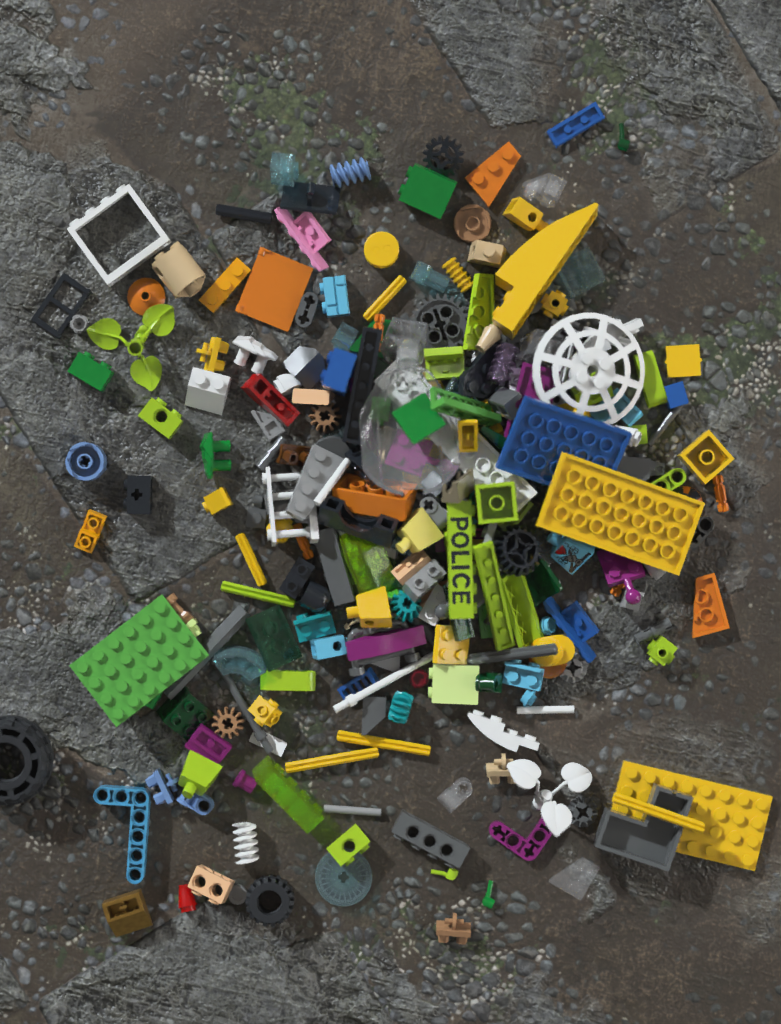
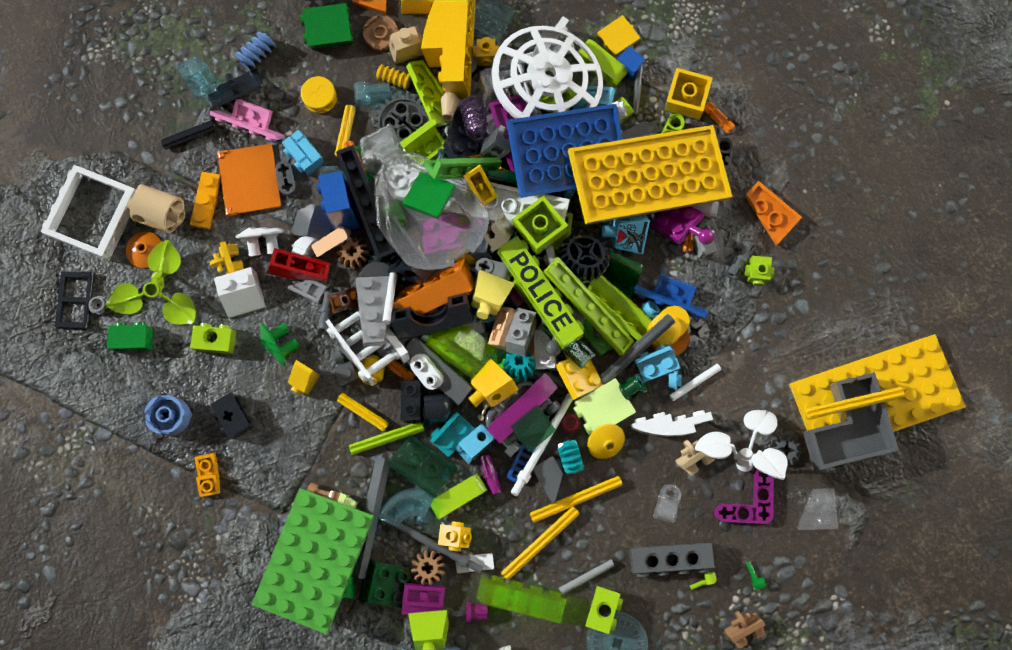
camera: 25 degrees left, 10 degrees down
(325, 562) = (427, 370): none -> white plate
(325, 679) = (490, 474): none -> magenta axle
(384, 665) = (533, 428): none -> clear green piece
(438, 712) = (605, 435): none -> yellow dish

